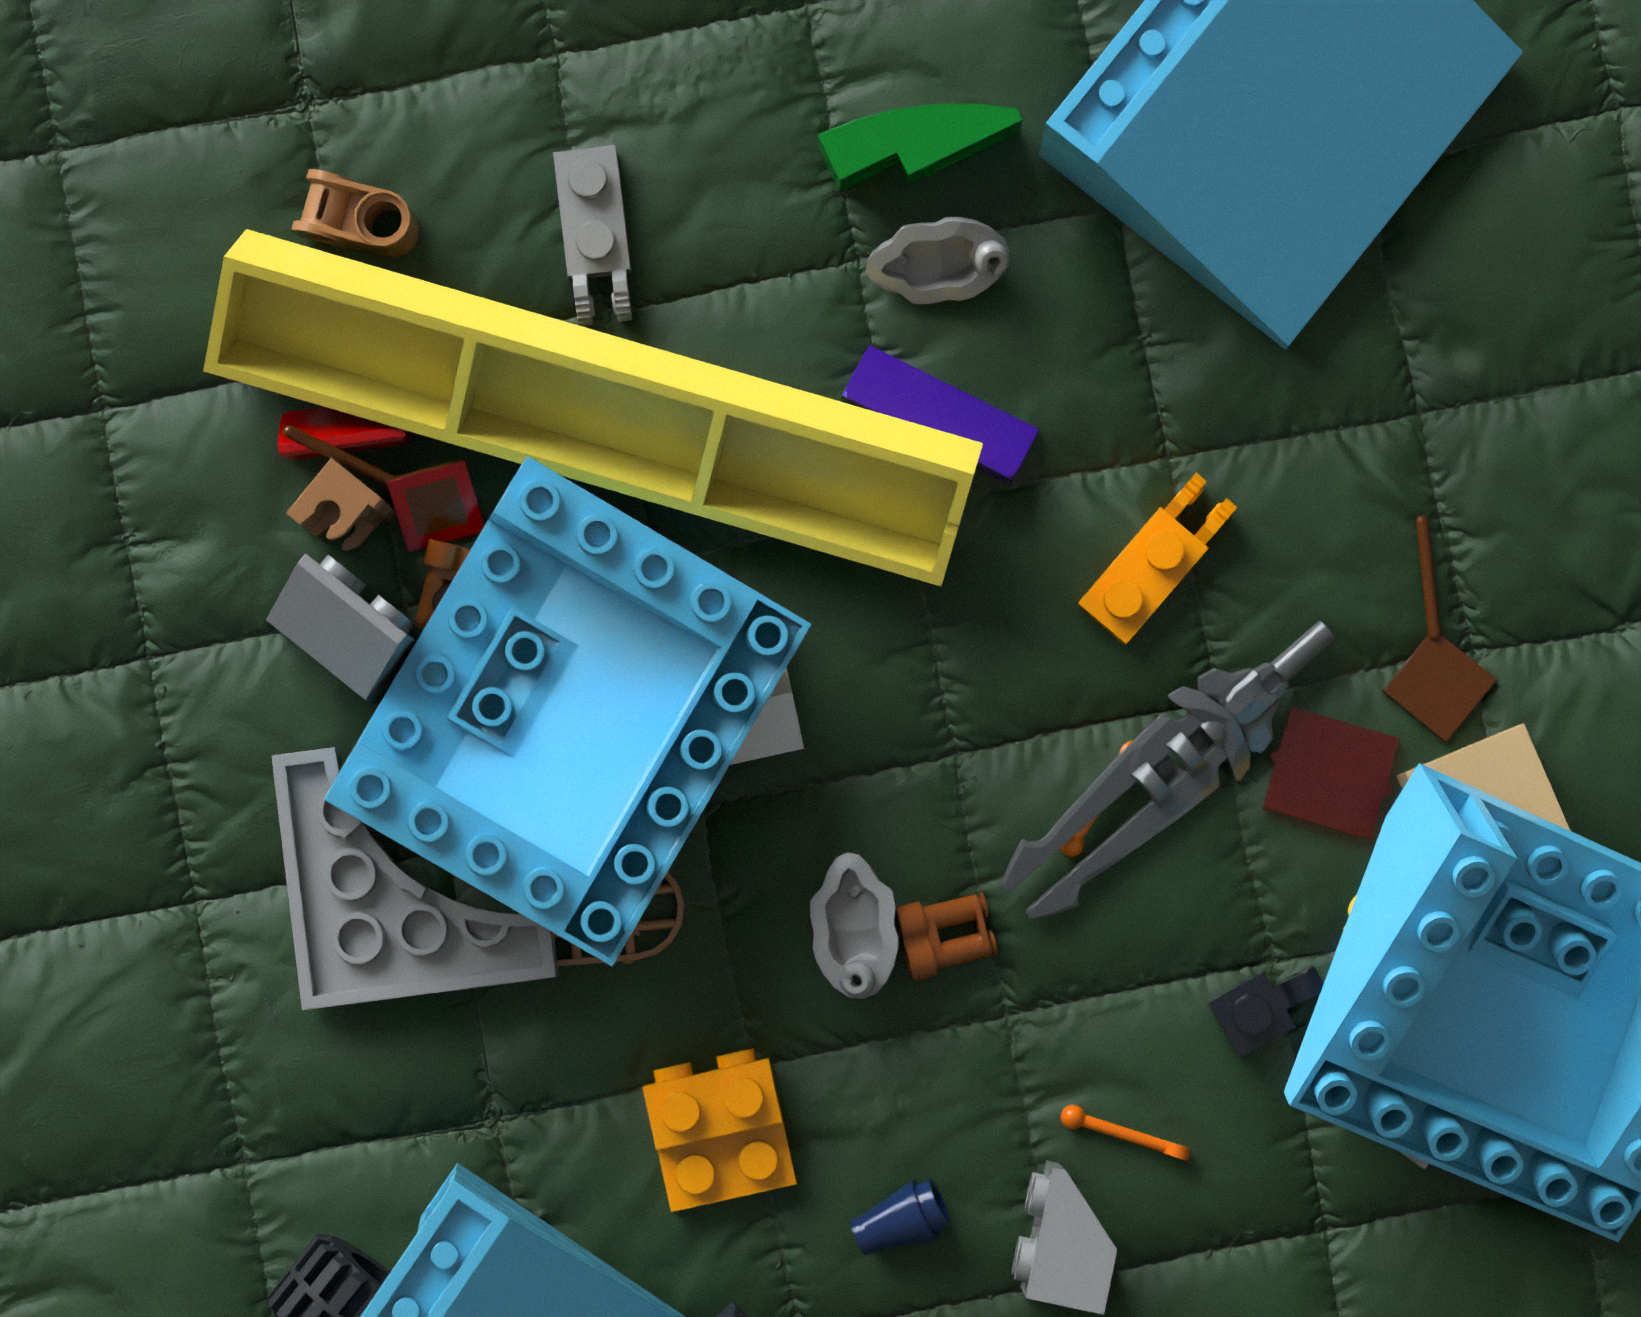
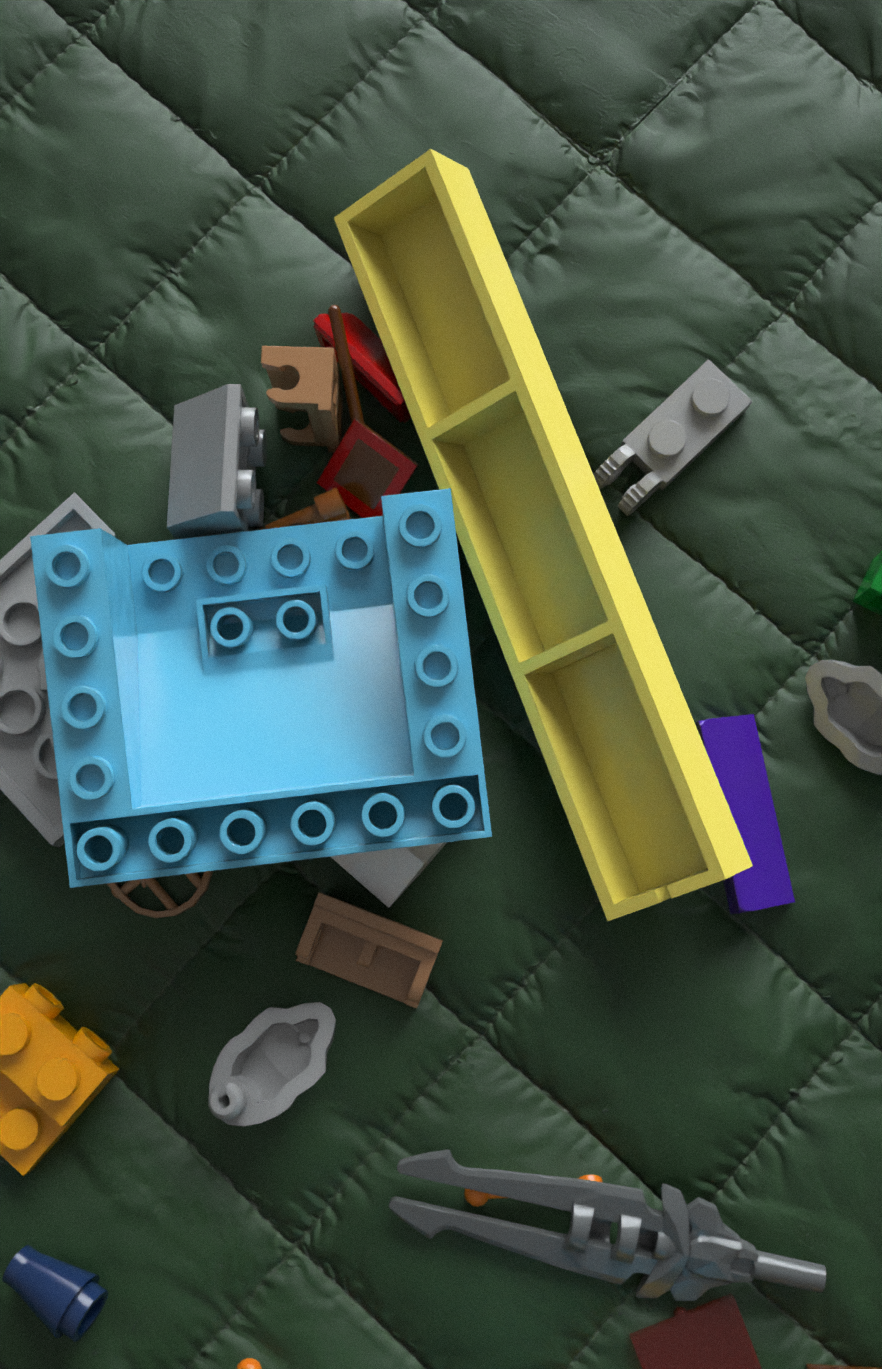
camera: 50 degrees right, 5 degrees down
(343, 215) = (542, 243): medium nougat piece -> none
(825, 789) = (368, 949): none -> medium nougat hinge
(920, 937) = (301, 1128): dark orange piece -> none
(1151, 565) = (760, 1083): light orange hinge -> none

